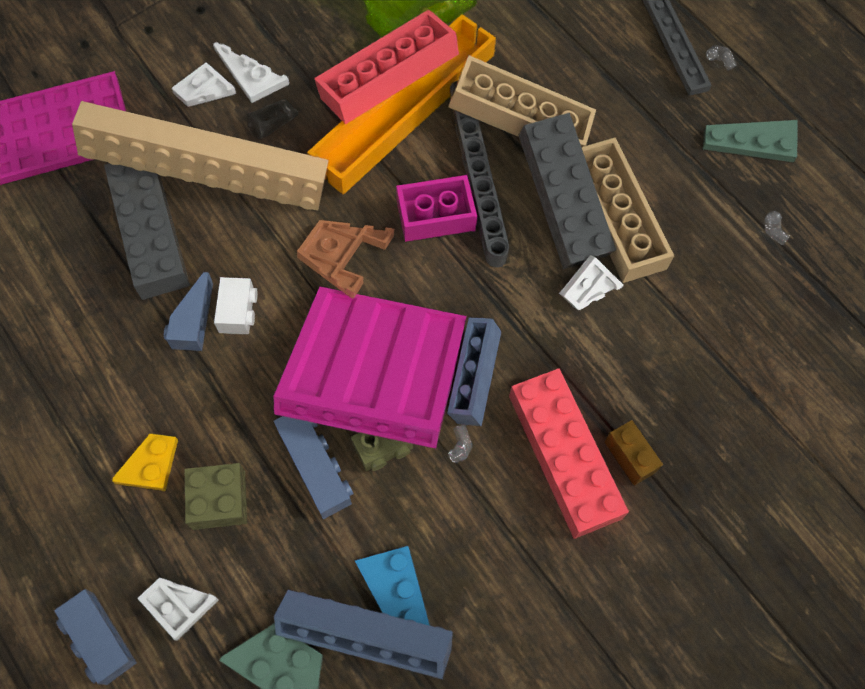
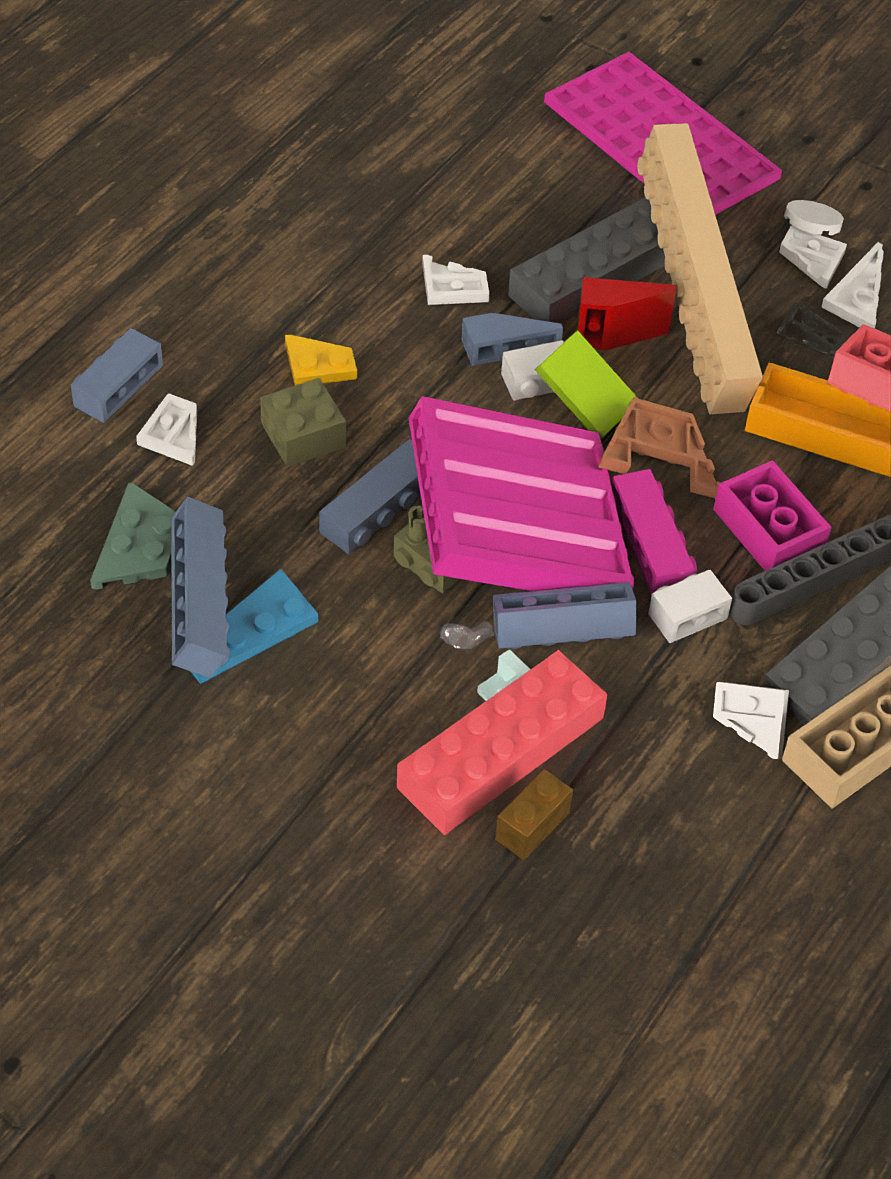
camera: 70 degrees right, 15 degrees down
(116, 334) = (453, 283): none -> white wing
(169, 71) = (813, 217): none -> white tile
(208, 230) = (623, 311): none -> red slope
(269, 277) = (586, 384): none -> lime tile
(417, 286) = (651, 530): none -> dark pink brick
(487, 287) = (689, 605): none -> white brick
(514, 432) = (508, 671): none -> light aqua panel

